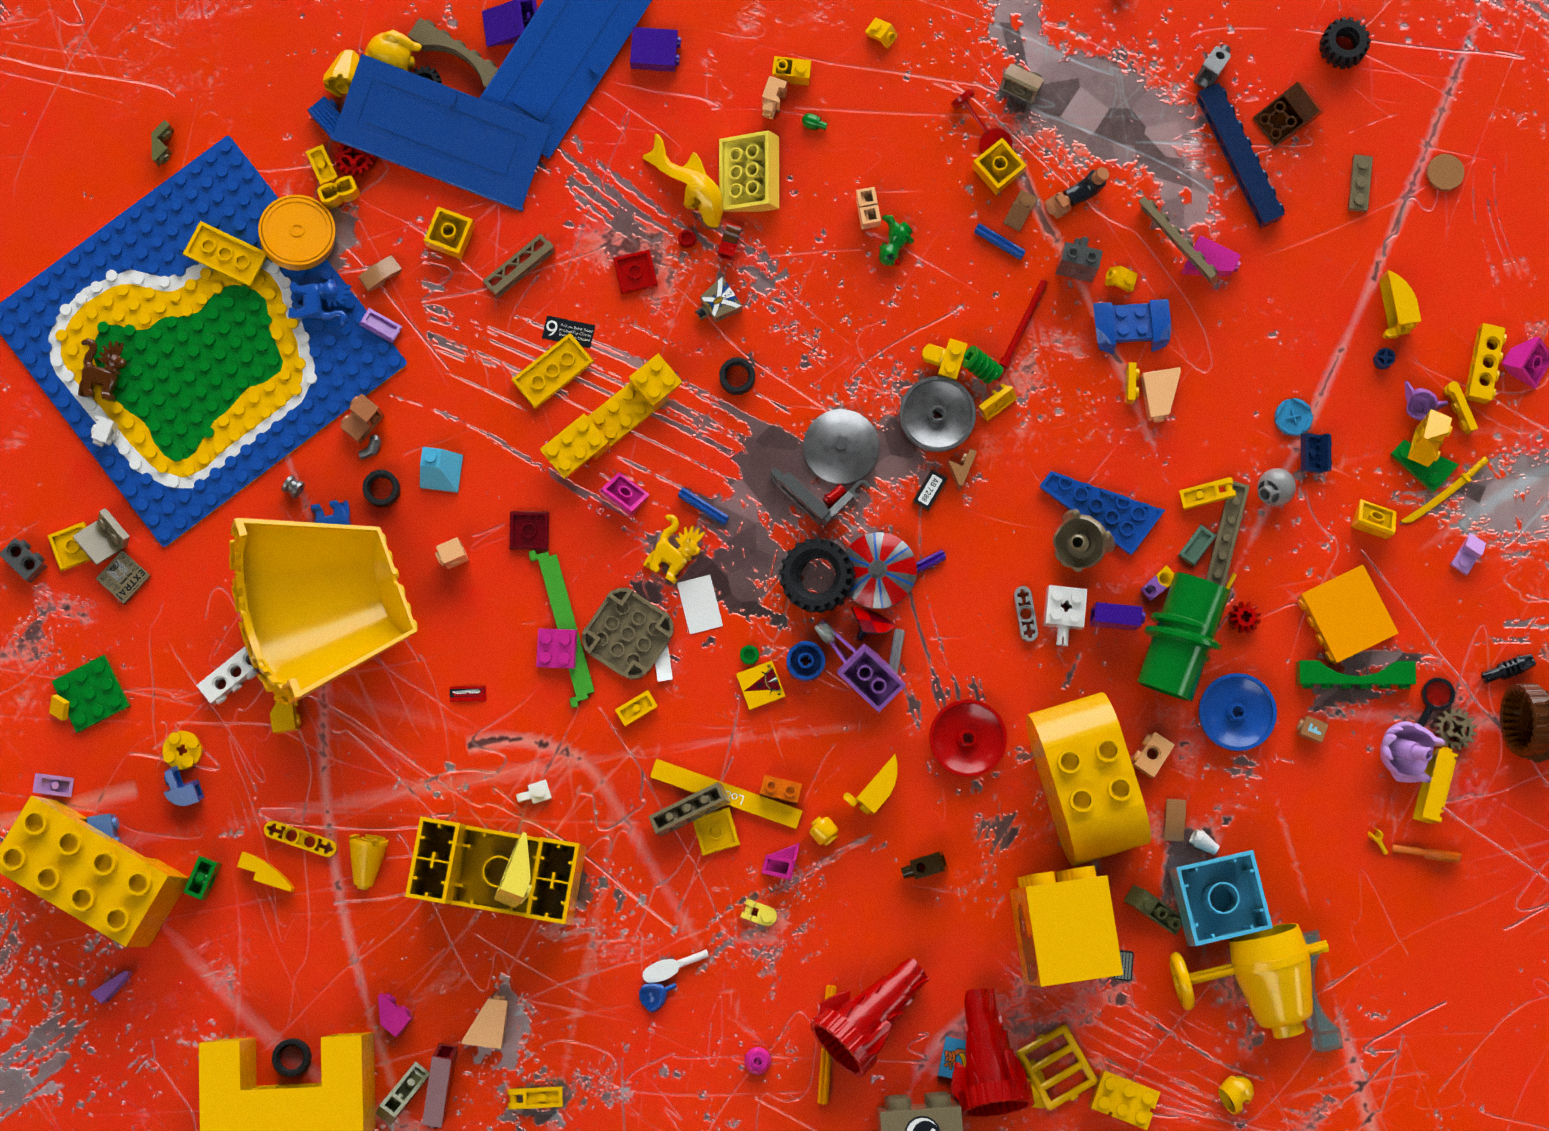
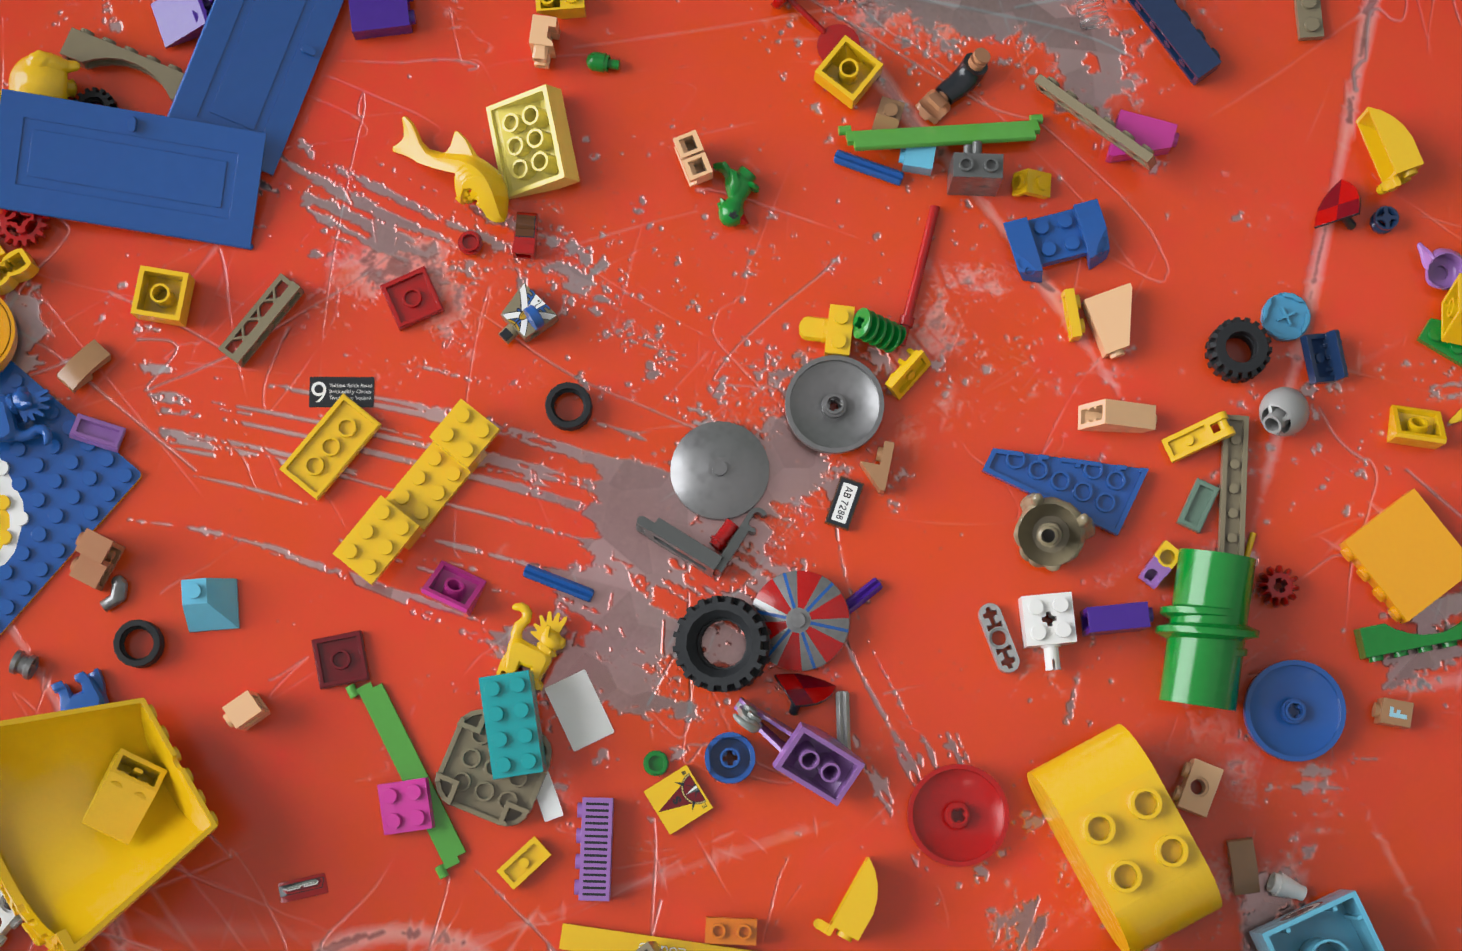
camera: 10 degrees left, 0 degrees up
(350, 596) = (124, 796): none -> yellow slope
(648, 603) = (512, 724): none -> teal brick
(692, 708) = (595, 849): none -> medium lavender brick
(724, 303) = (534, 317): none -> blue tile
(1038, 241) = (917, 160): none -> medium azure brick
(1061, 228) = (942, 135): none -> bright green piece
(1149, 466) = (1117, 416): none -> light nougat slope
(1262, 423) = (1251, 336): none -> black tyre
(1351, 340) = (1339, 205): none -> shield

